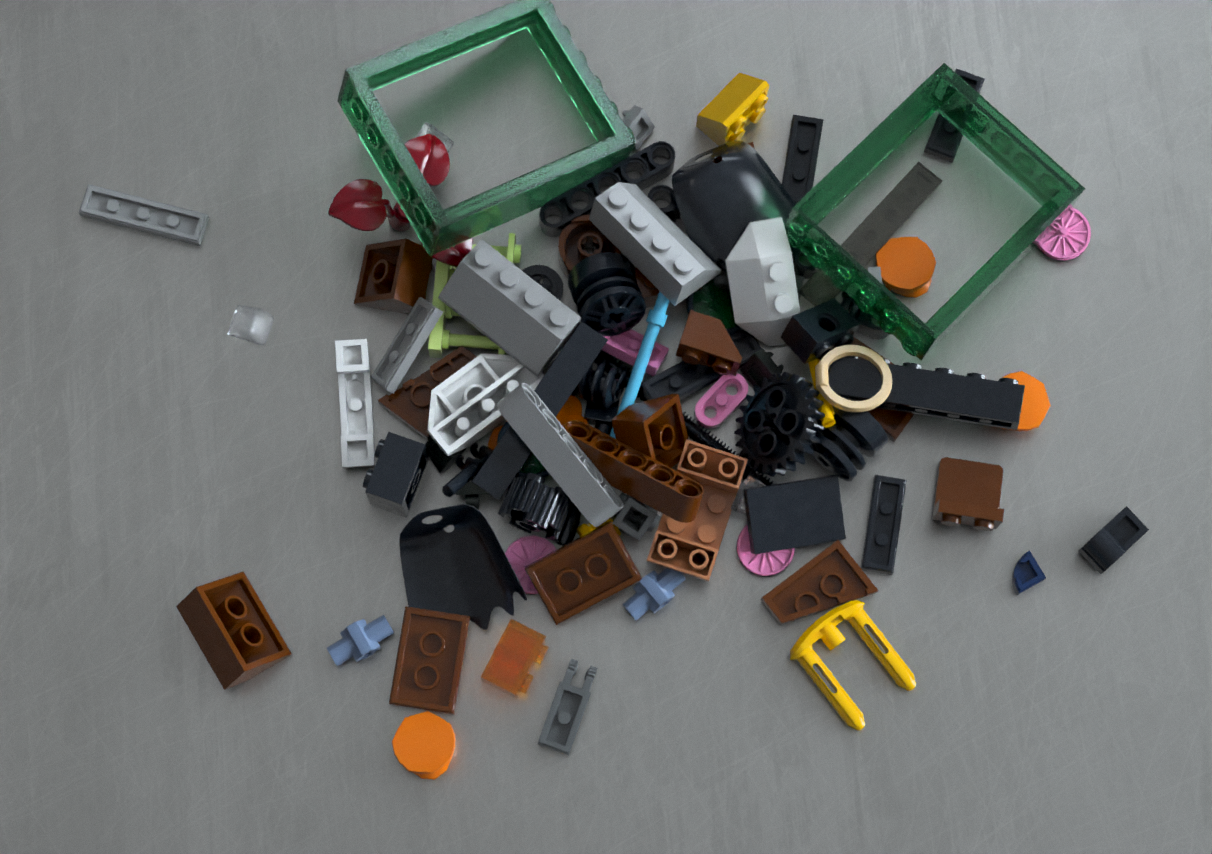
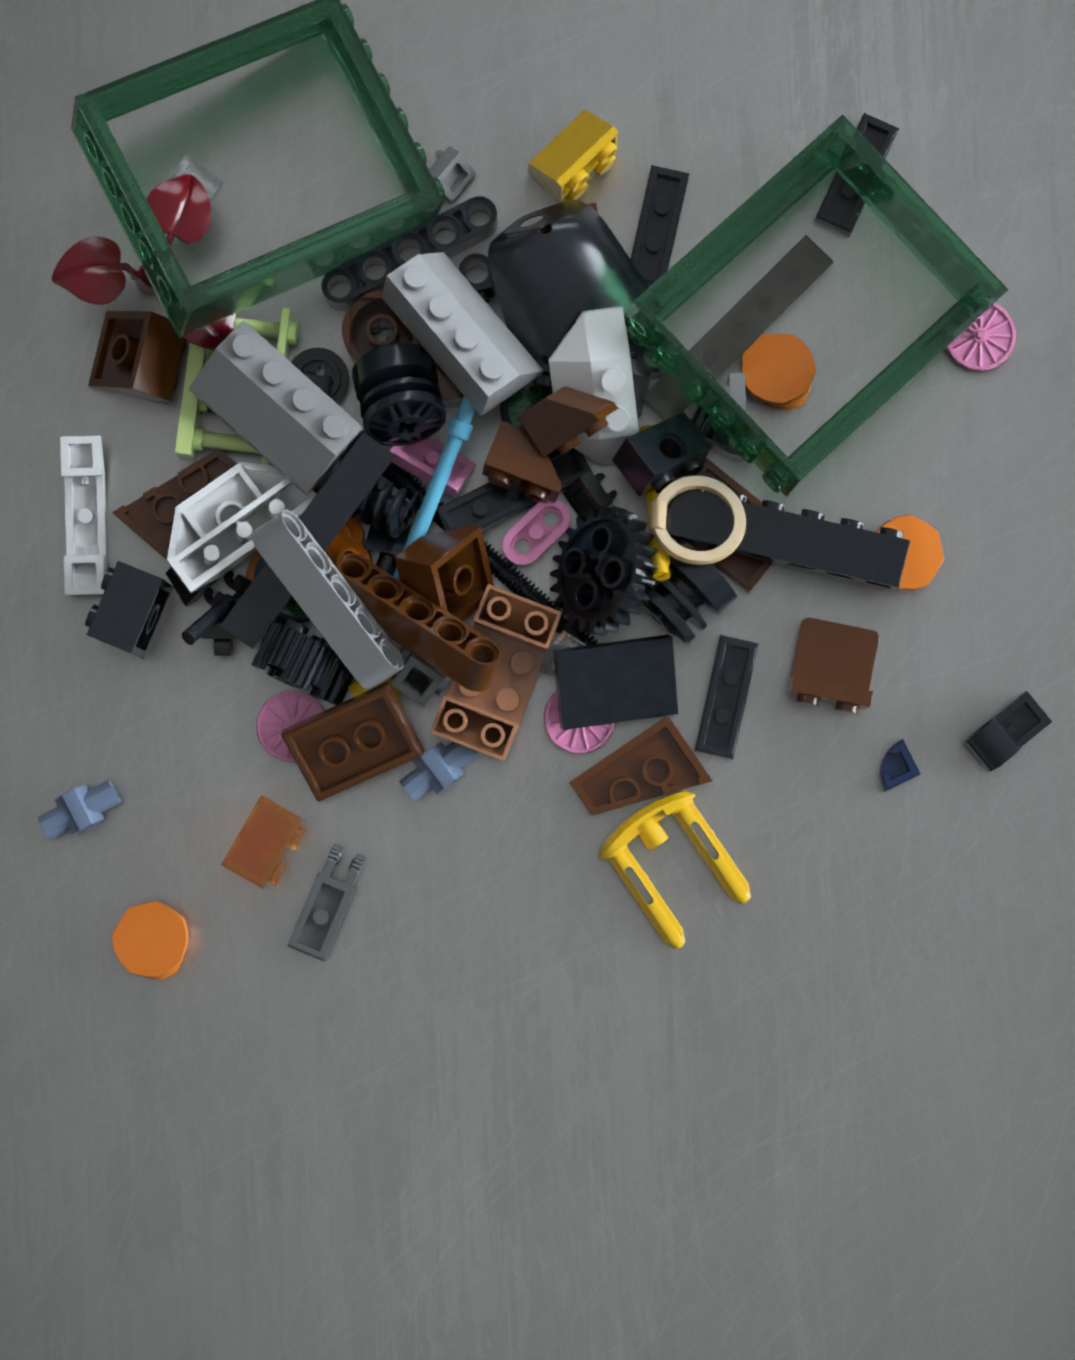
camera: 10 degrees right, 10 degrees up
(406, 344) = (149, 445): light grey tile -> none
(429, 660) = (162, 837): reddish brown tile -> none
(459, 569) = (194, 734): black piece -> none
(740, 303) = (563, 416): none -> reddish brown slope

